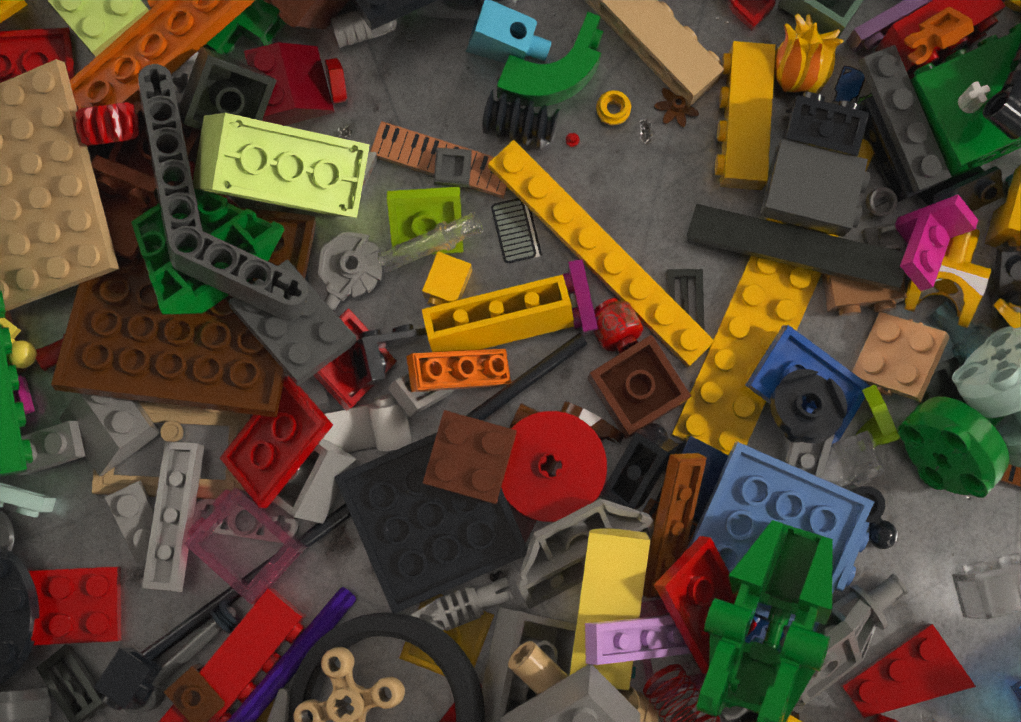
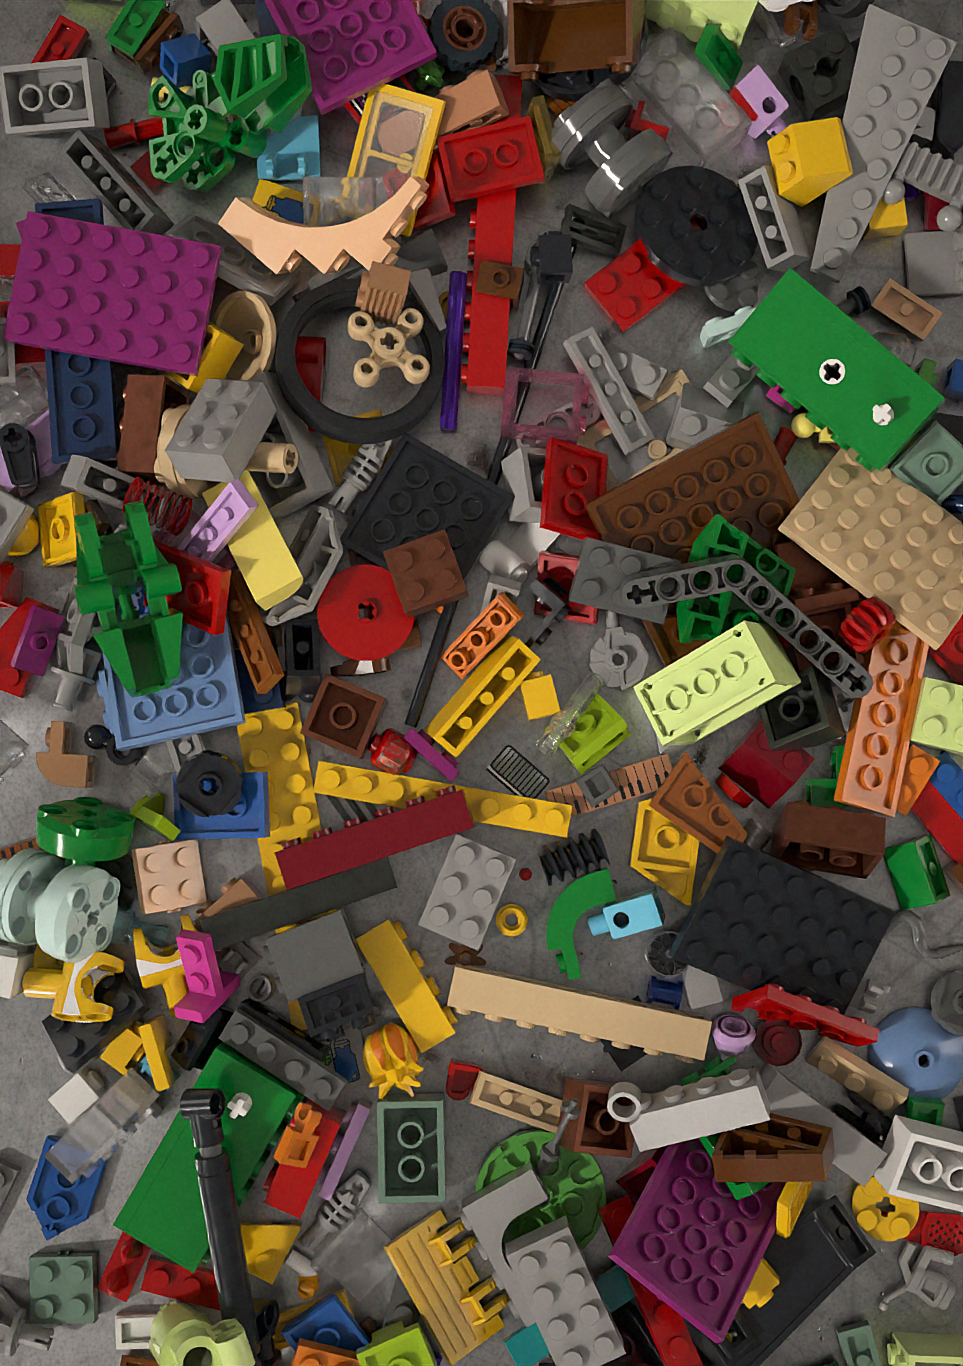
camera: 150 degrees right, 5 degrees up
(380, 84) = (695, 807): none -> dark orange wing
(422, 80) = (664, 853): none -> yellow wing
(636, 156) = (467, 891): none -> light grey brick
(688, 254) = (374, 839): none -> dark red brick
(881, 664) = (37, 640): none -> magenta plate
(935, 529) = (60, 765): none -> medium nougat brick

